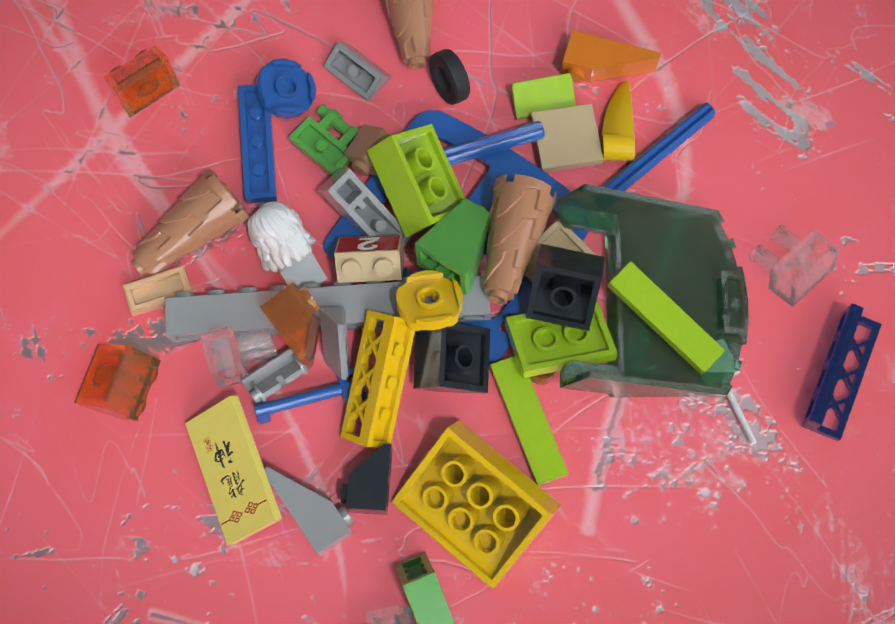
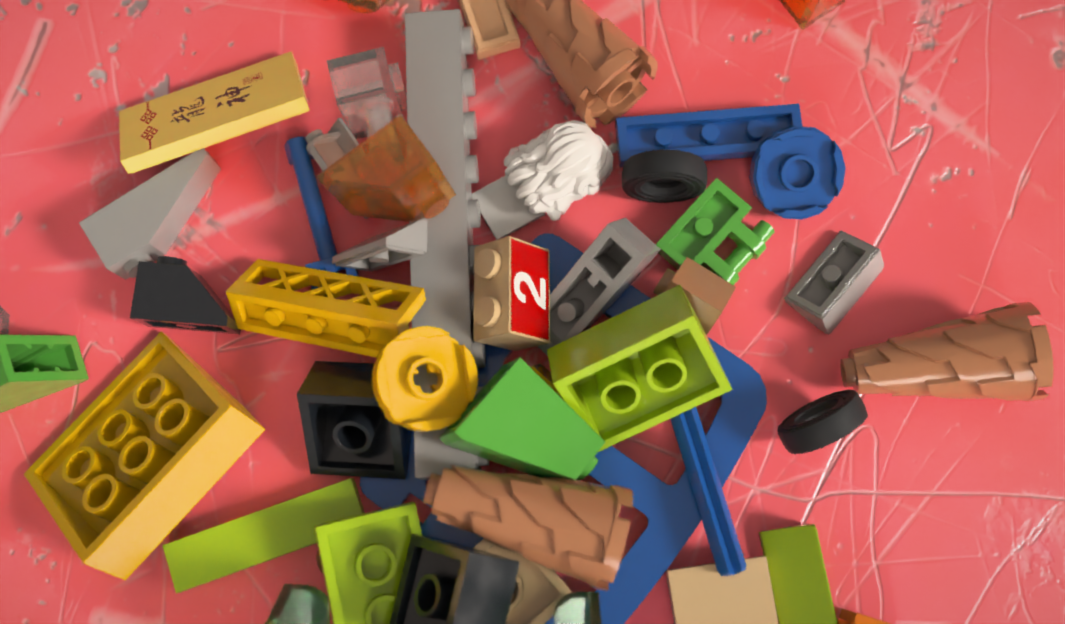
camera: 90 degrees right, 5 degrees up
(289, 166) = (664, 176): none -> black tyre

